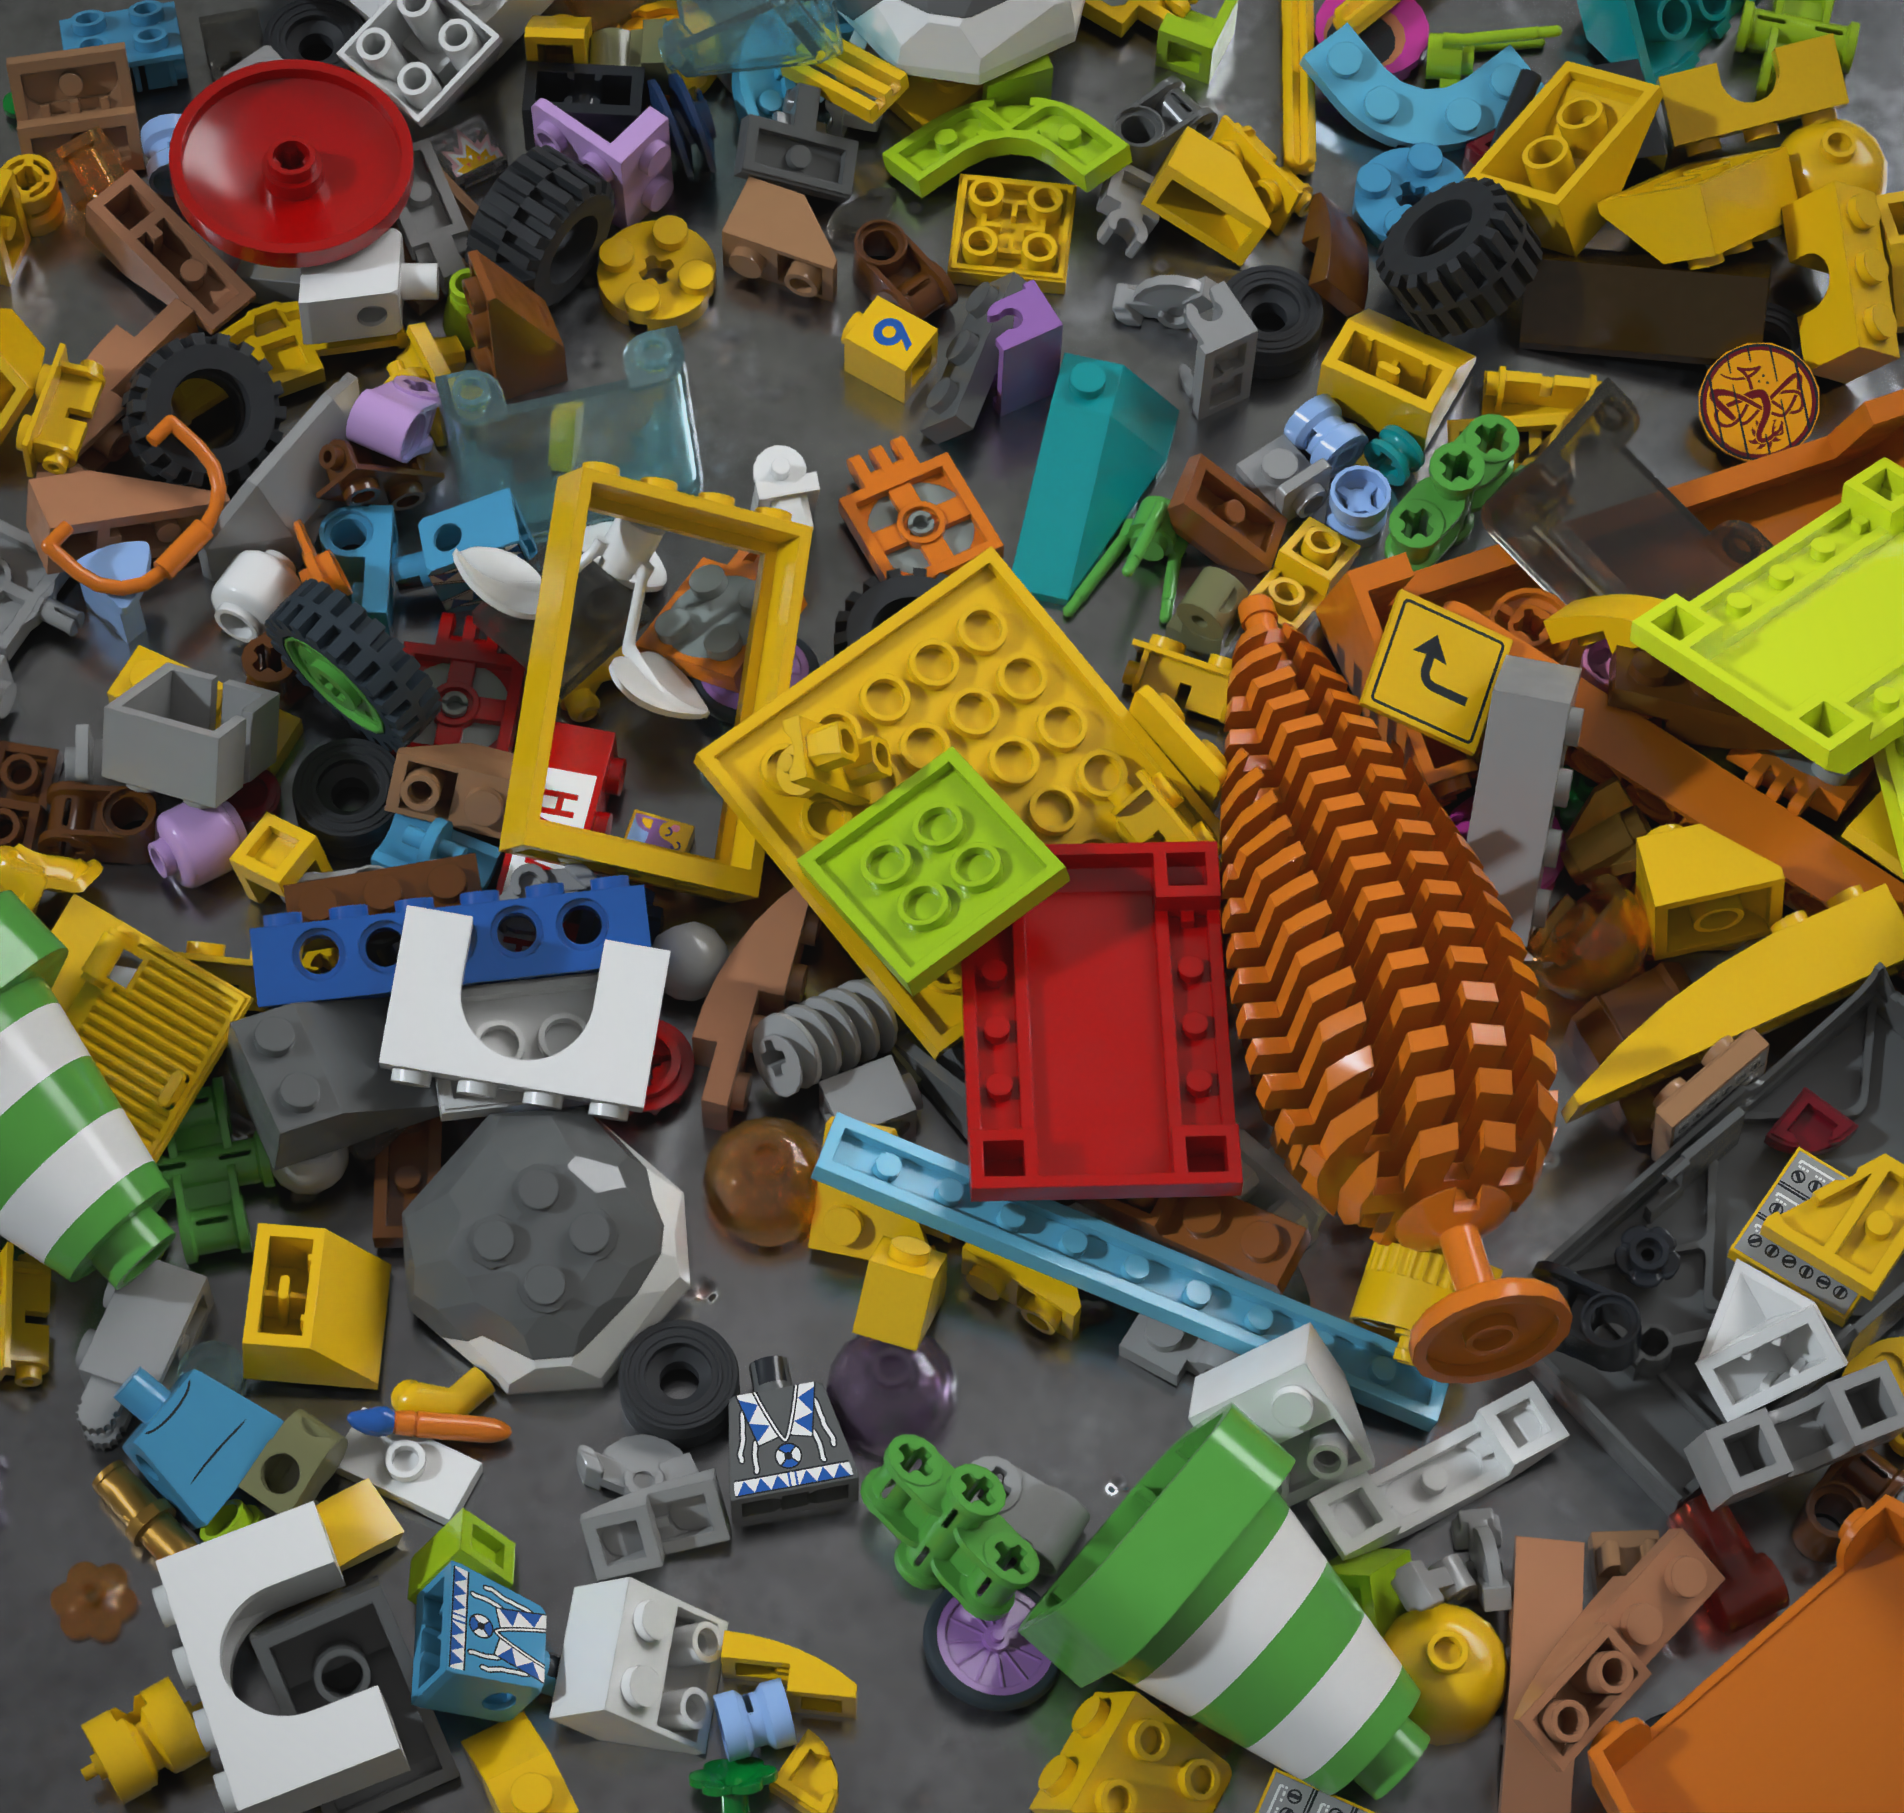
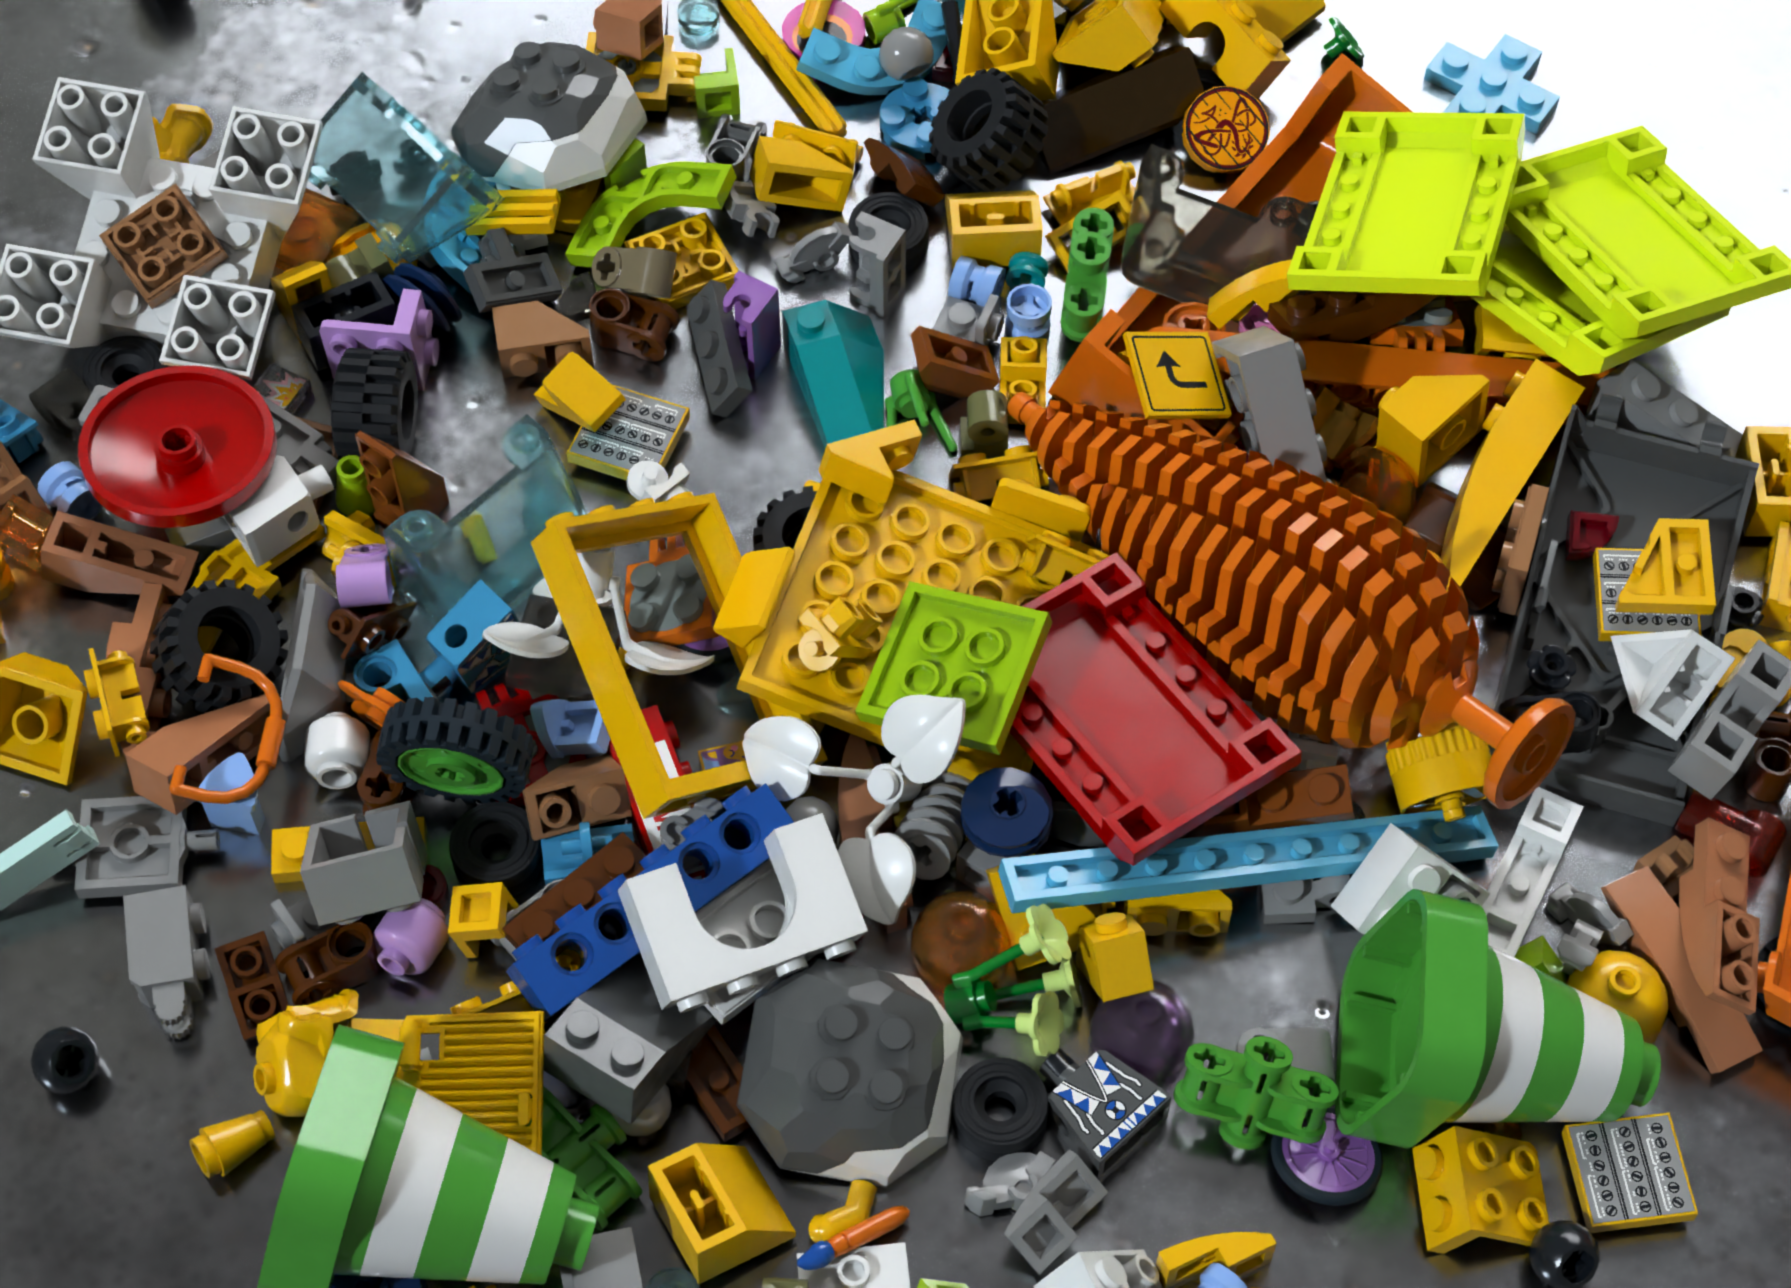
camera: 30 degrees left, 5 degrees down
(495, 699) = (570, 727): none -> light blue tile
(651, 245) = (459, 383): yellow plate -> none
(771, 1319) = (971, 999): none -> plant
(777, 666) = (753, 594): none -> yellow slope
(778, 329) = (579, 393): none -> yellow slope
(808, 402) = (634, 433): none -> tile
(829, 926) = (924, 739): none -> white plant
(889, 348) = (658, 369): yellow brick -> none
(914, 513) = (748, 464): orange piece -> none
(925, 1075) = (1013, 792): none -> dark blue piece
(938, 219) = (636, 270): none -> dark tan piece
(1000, 576) = (866, 460): none -> yellow slope
(1432, 110) = (905, 53): none -> light grey piece

